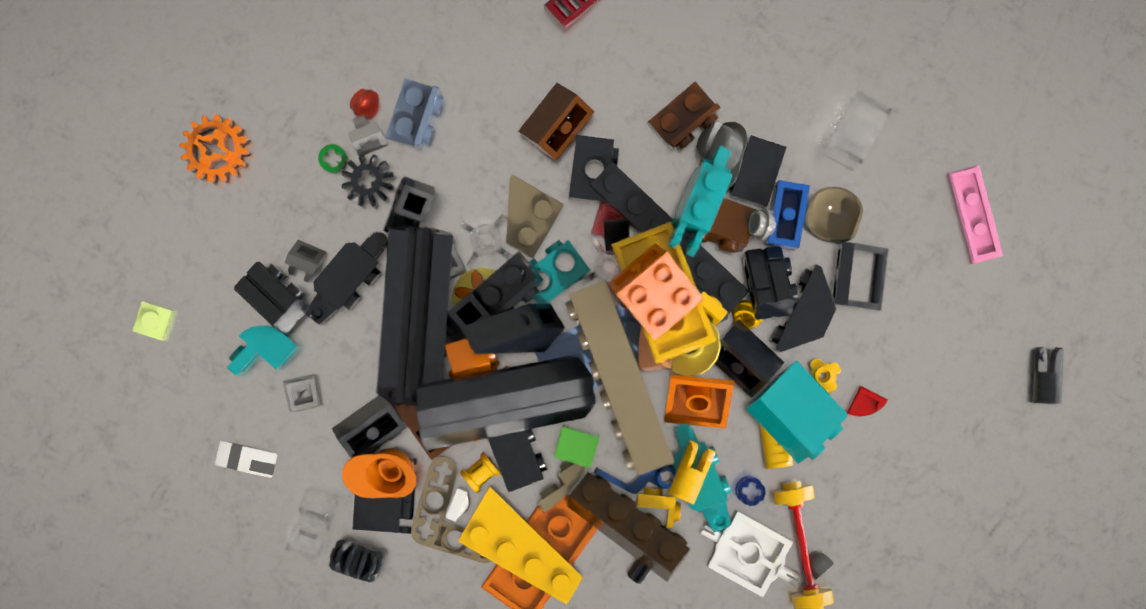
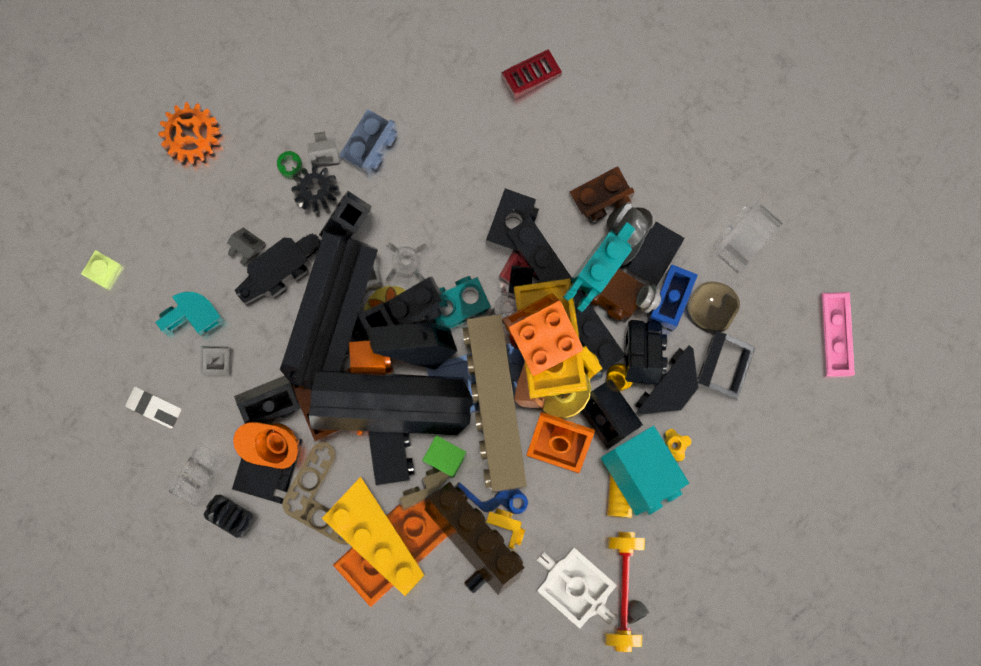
camera: 10 degrees right, 5 degrees down
(271, 297) = (208, 270): black brick -> none
(364, 102) = (327, 122): clear red plate -> none
(458, 505) = (329, 487): white tile -> none
(480, 472) = (355, 463): yellow bush -> none
(529, 216) = (448, 251): dark tan wing -> none
(556, 121) = (490, 173): reddish brown brick -> none
(687, 480) = (536, 507): yellow hinge -> none
(714, 490) = (547, 512): teal hinge -> none
(755, 498) = (581, 535): clear blue bush -> none
(865, 402) = (707, 477): red tile -> none
(1048, 384) = (872, 495): black hinge -> none

